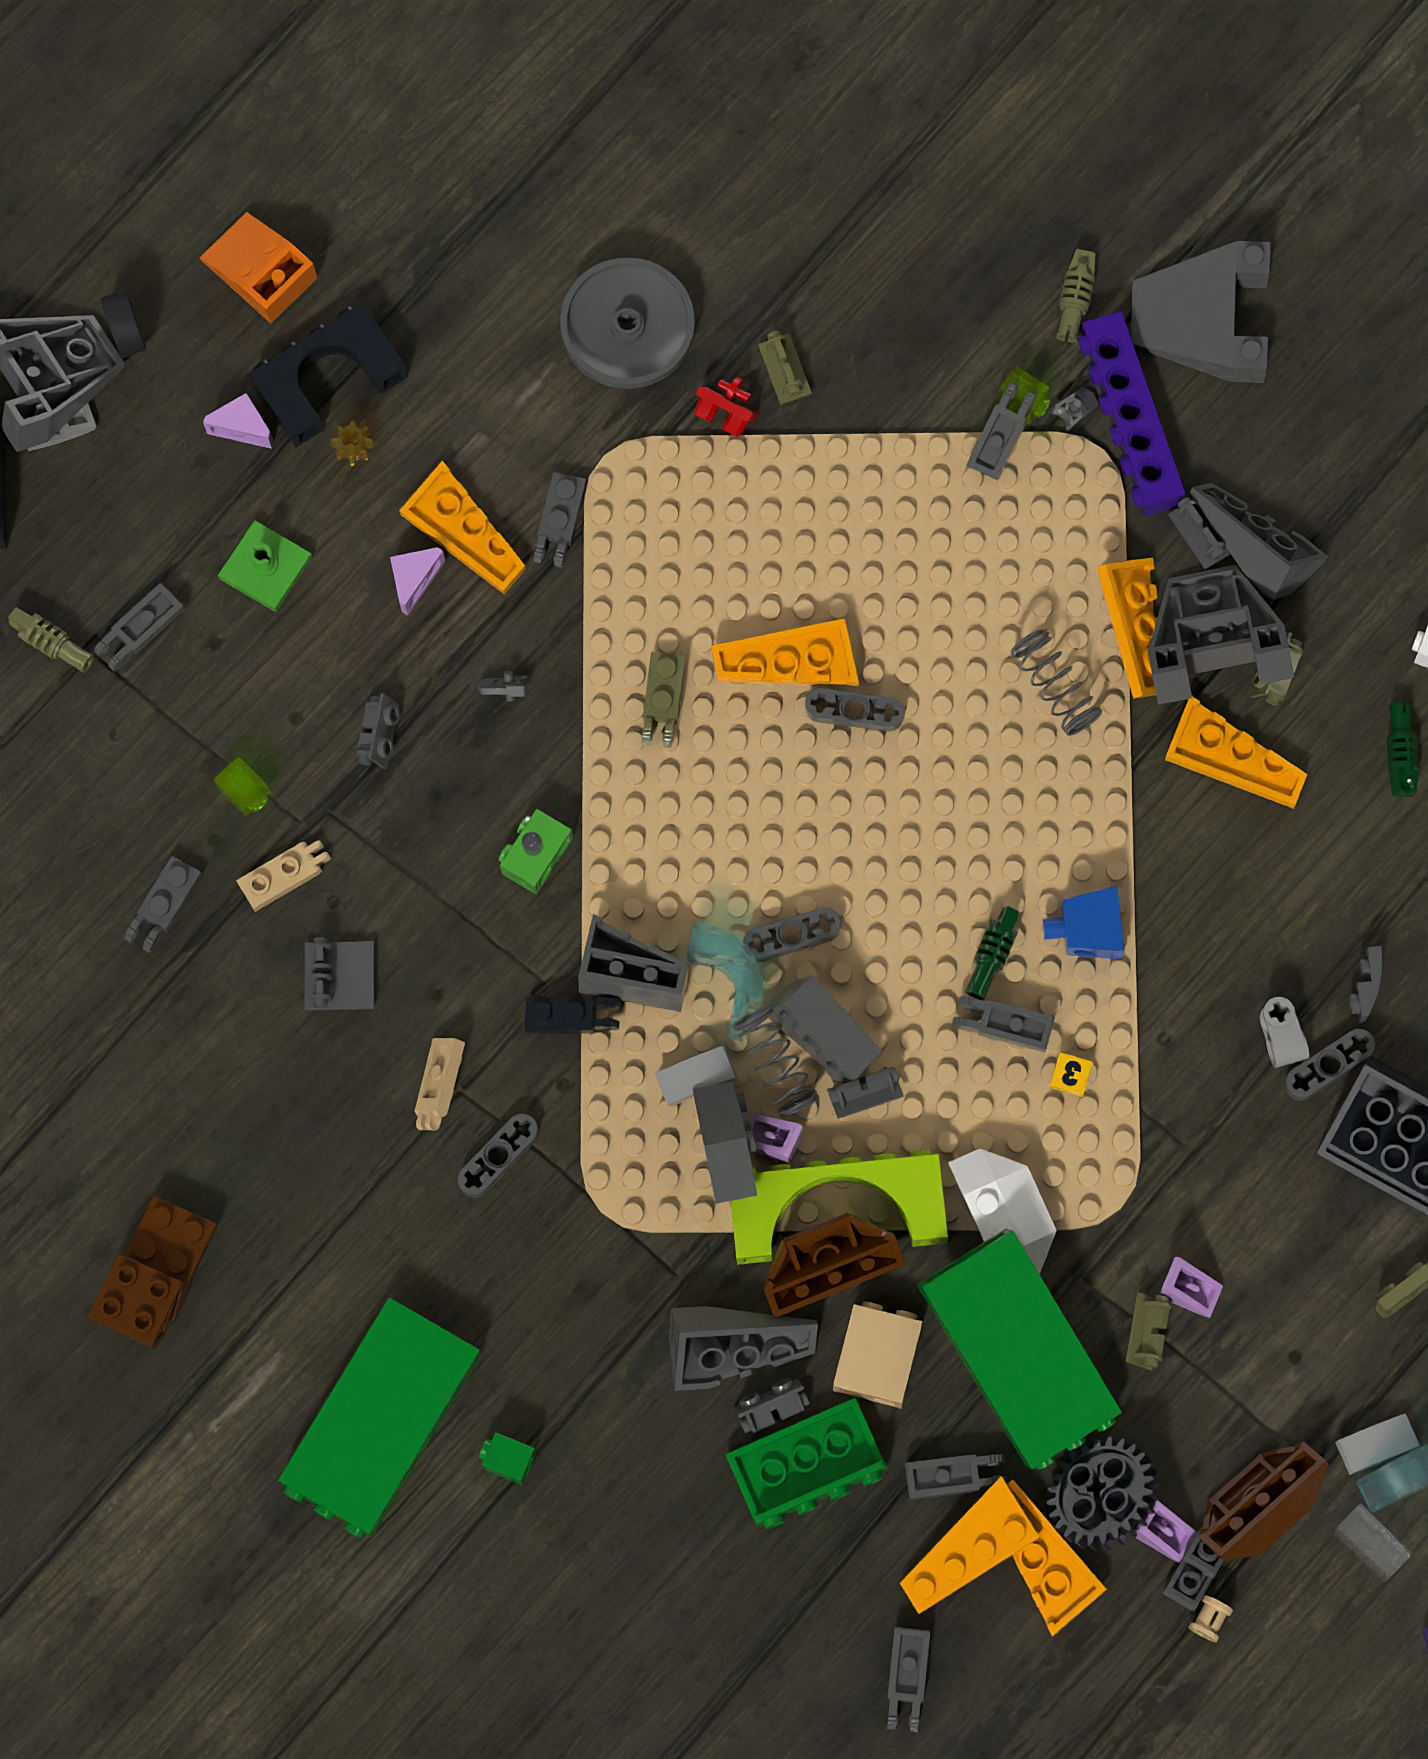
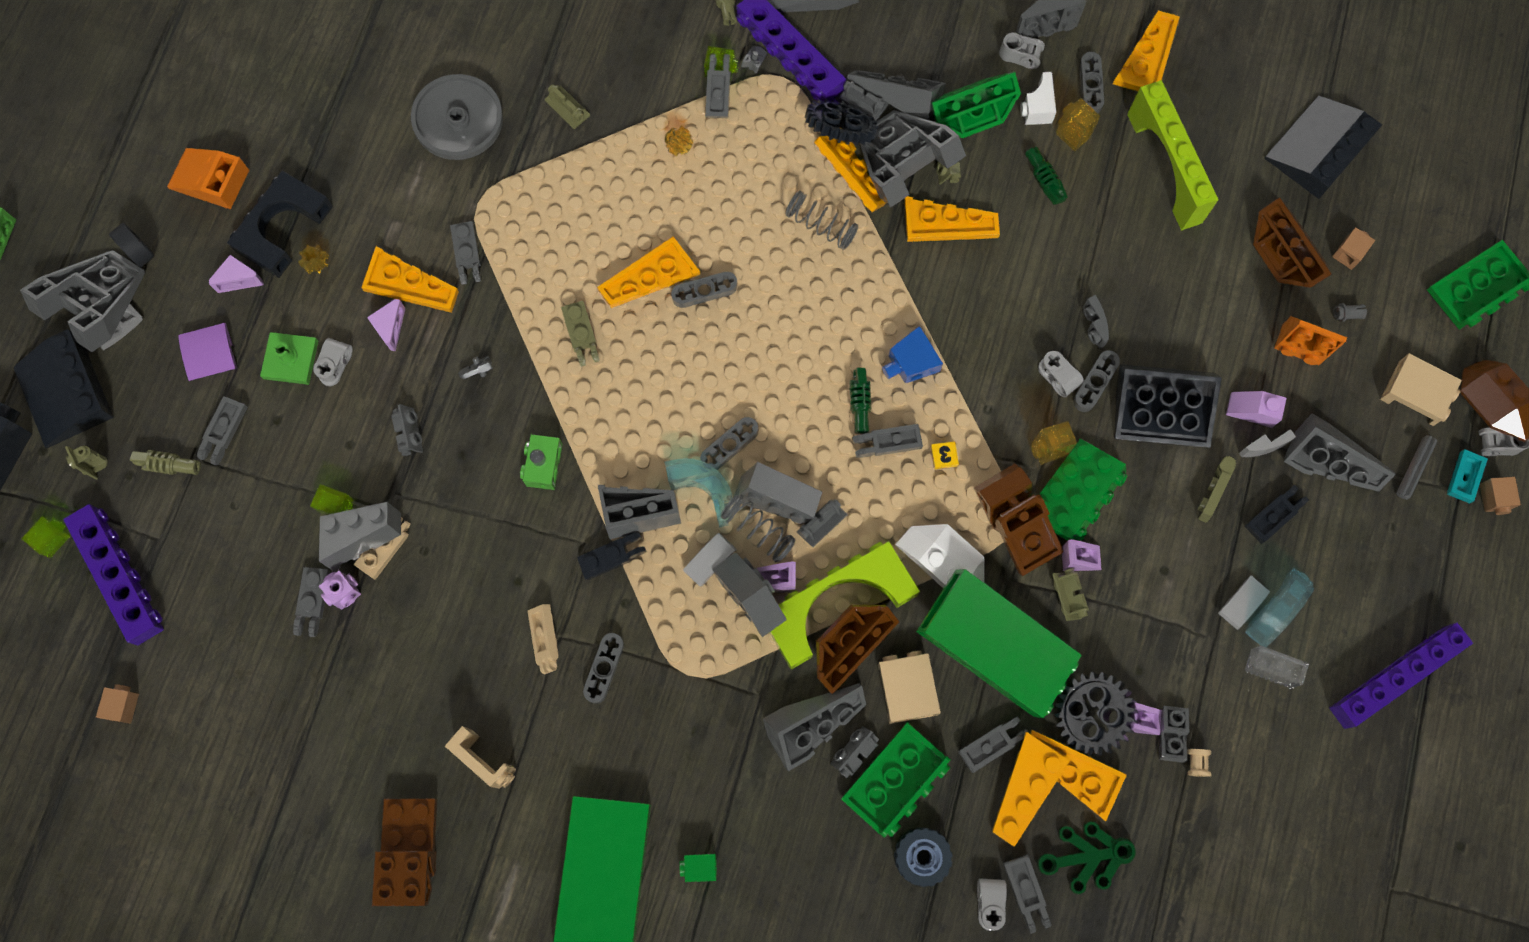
camera: 30 degrees left, 0 degrees up
(162, 511) = (207, 351): none -> medium lavender slope
(206, 917) = (346, 590): none -> lavender brick
(258, 839) = (356, 531): none -> dark grey wedge
(277, 1170) = (460, 747): none -> tan panel
(324, 591) = (332, 361): none -> light grey piece
(339, 975) = (448, 596): dark grey hinge -> none
(711, 402) = (530, 142): red hips -> none
(789, 1550) = (939, 857): none -> black wheel
(858, 1664) = (991, 897): none -> light grey piece
(912, 486) = (678, 141): none -> clear yellow gear
(1012, 1670) = (1090, 856): none -> dark green plant
(1126, 1202) = (1019, 518): none -> reddish brown piece
(1168, 571) = (826, 117): none -> black gear
(1222, 1121) = (1053, 443): none -> clear yellow brick
(1228, 1202) = (1081, 489): none -> green bracket
(1263, 1501) = (1194, 671): reddish brown wedge -> none
(1351, 608) = (978, 104): none -> green wedge

